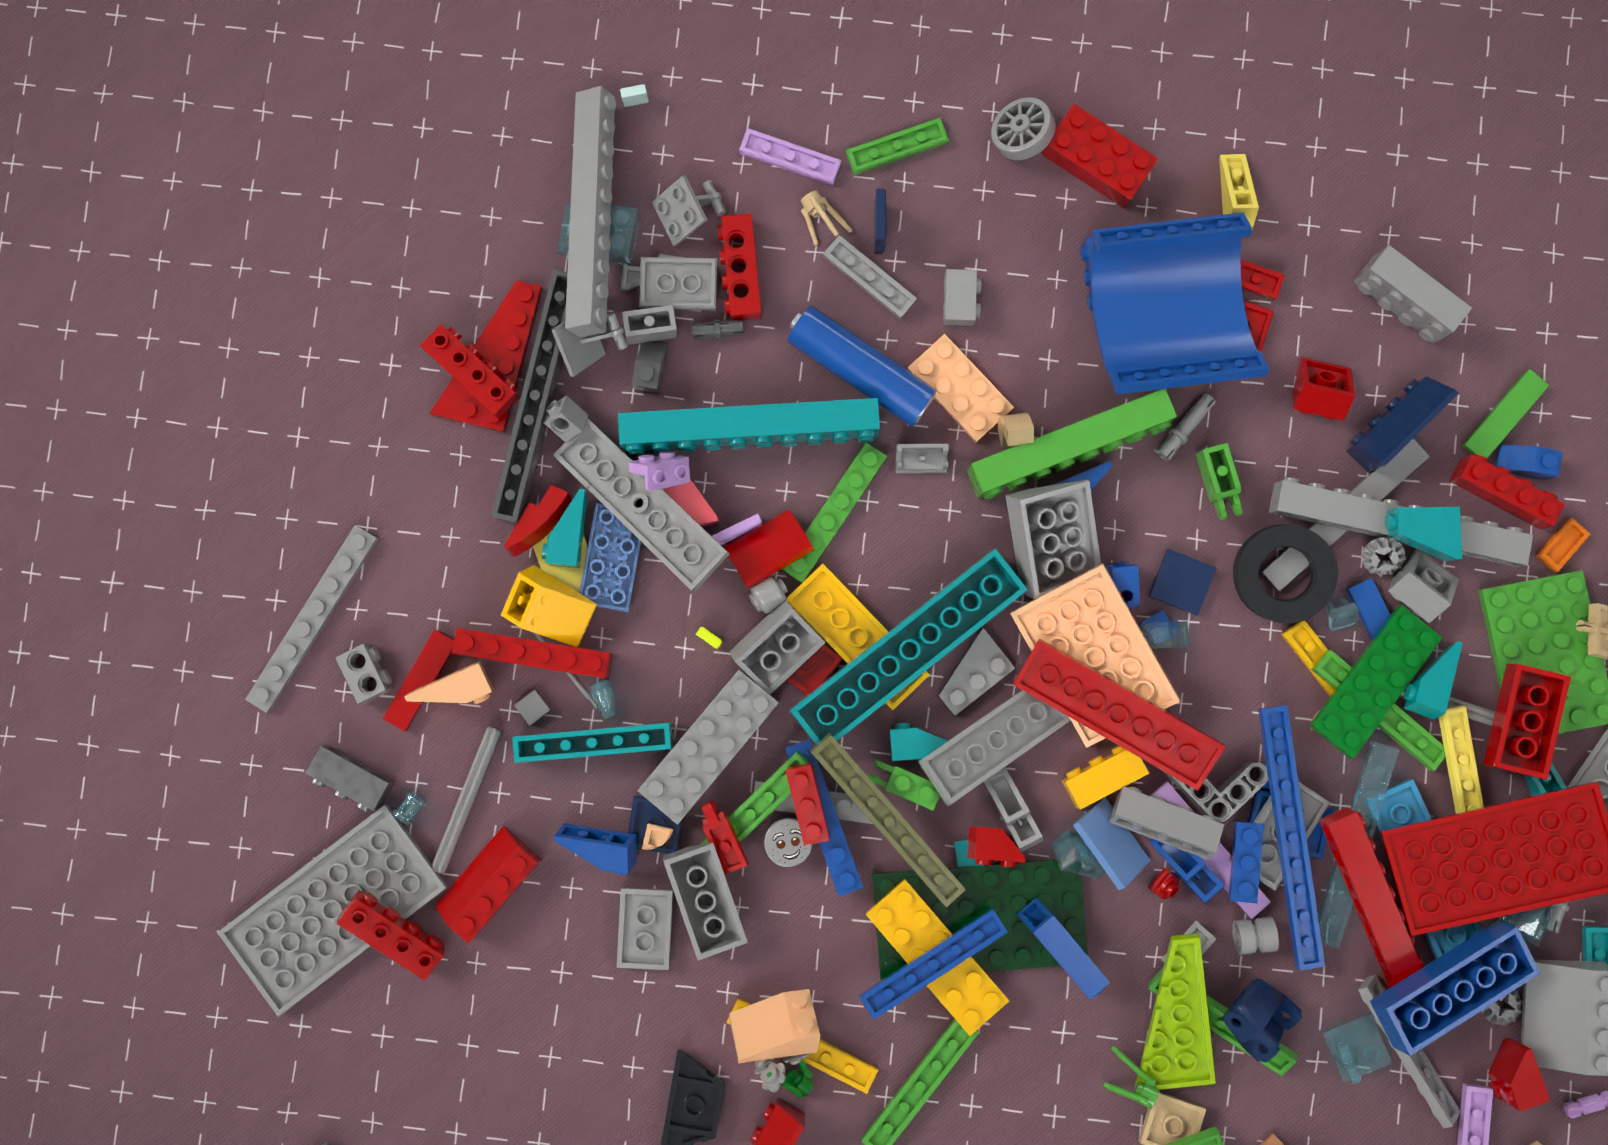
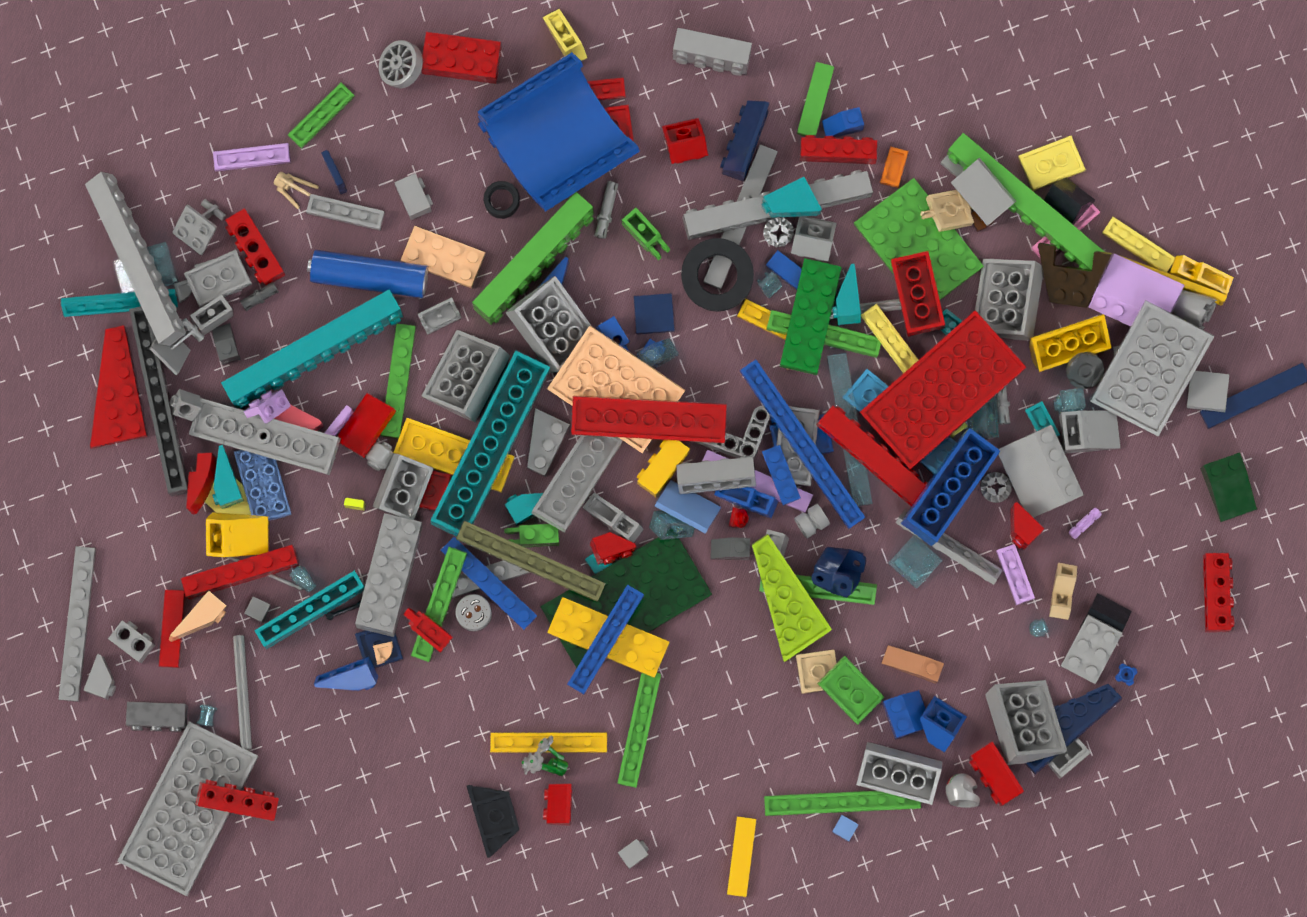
camera: 30 degrees left, 5 degrees down
(305, 701) = (100, 679): none -> light grey slope
(470, 371) = (105, 404): red brick -> none
(487, 884) = (285, 739): red slope -> none
(531, 249) = (104, 303): none -> teal plate
(615, 758) = (330, 616): none -> black hinge
(634, 95) = (125, 166): light aqua tile -> none
(645, 928) = (405, 716): light grey plate -> none
(704, 900) = (435, 674): light grey slope -> none
(776, 1027) = (523, 733): light nougat slope -> none
(807, 804) = (472, 576): red plate -> none
(919, 546) = (466, 375): none -> light grey slope
(1015, 430) = (491, 266): tan brick -> none
(1063, 948) = (688, 589): blue slope -> none
(1067, 333) = (499, 213): none -> black tyre
(1138, 919) = (730, 548): none -> dark grey slope
(1144, 1093) = (787, 658): bright green plant -> none

